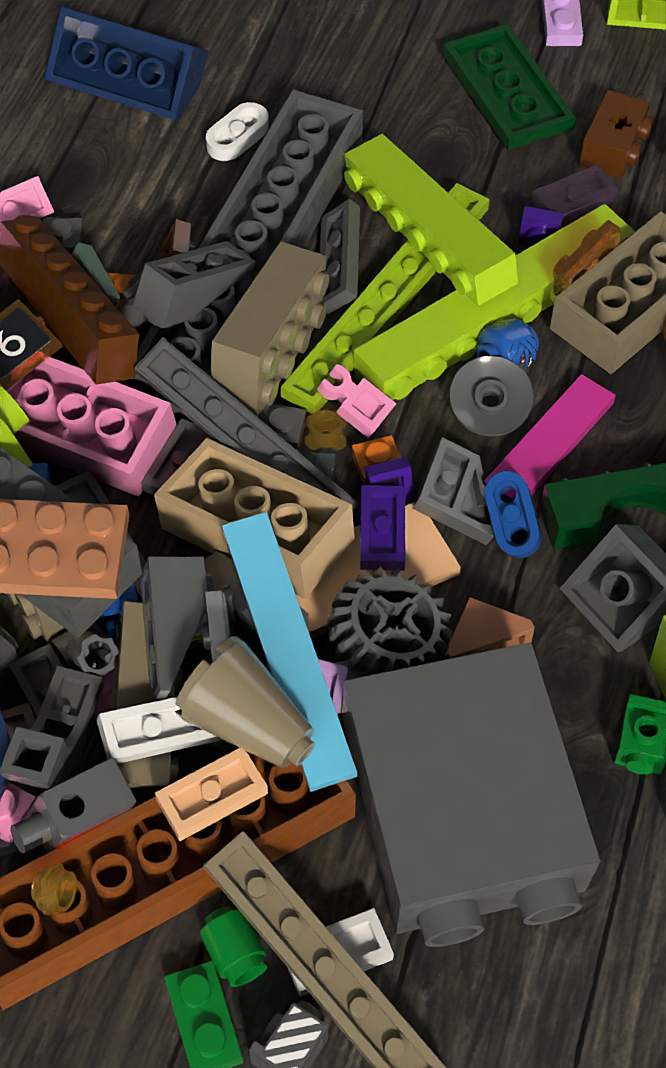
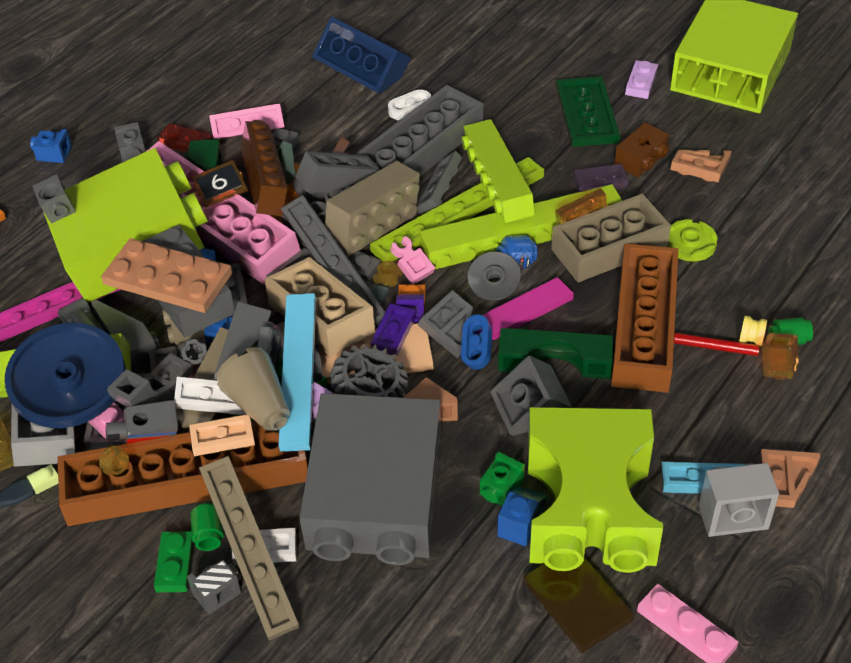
camera: 20 degrees right, 10 degrees down
(538, 225) = (567, 186): dark purple plate -> none

